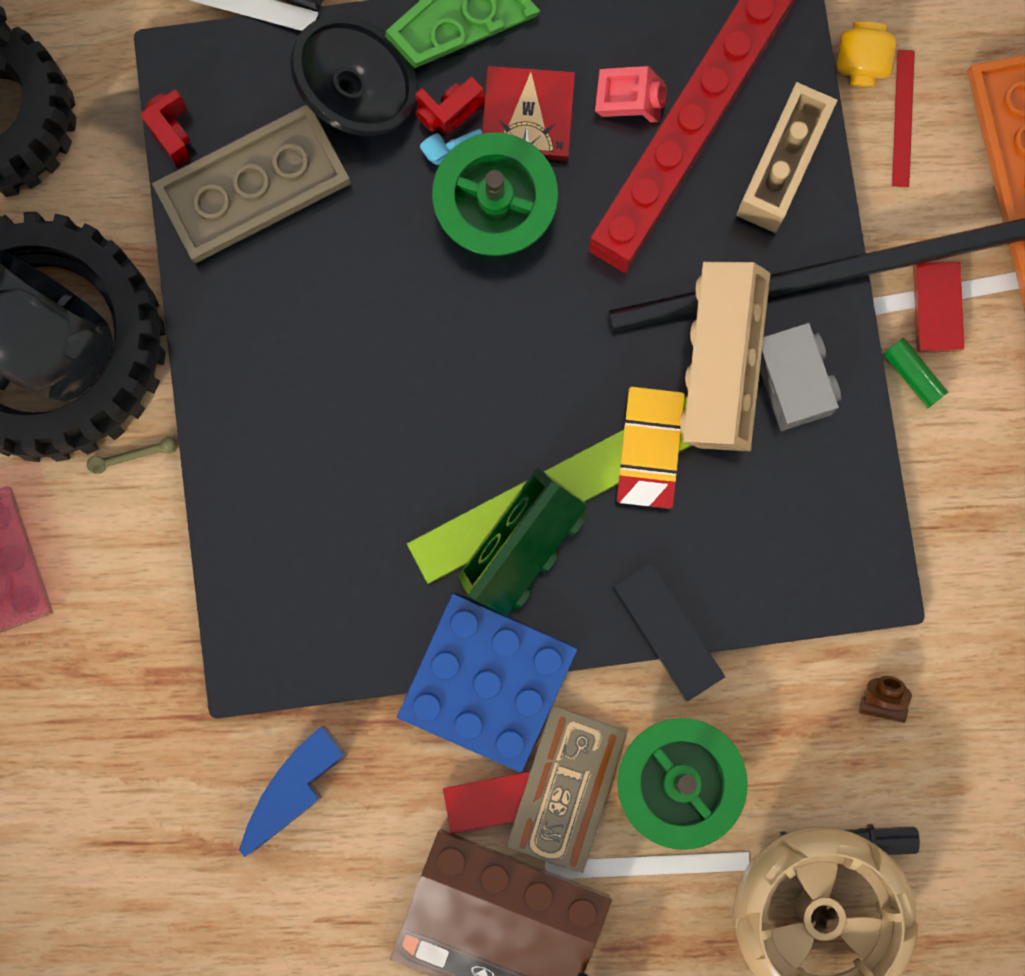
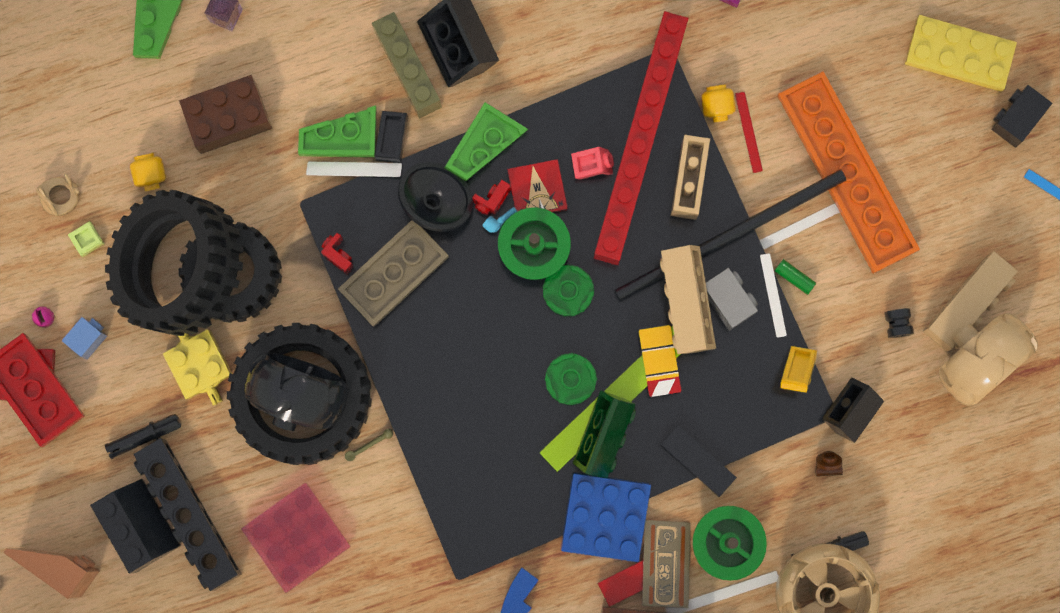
camera: 15 degrees left, 0 degrees up
(494, 437) = (570, 379): none -> green tile
(531, 291) = (568, 291): none -> green tile
(870, 393) = (773, 295): none -> white sticker
(880, 524) = (798, 369): none -> yellow tile
(938, 307) = (798, 236): red tile -> none
(953, 618) = (853, 410): none -> black brick

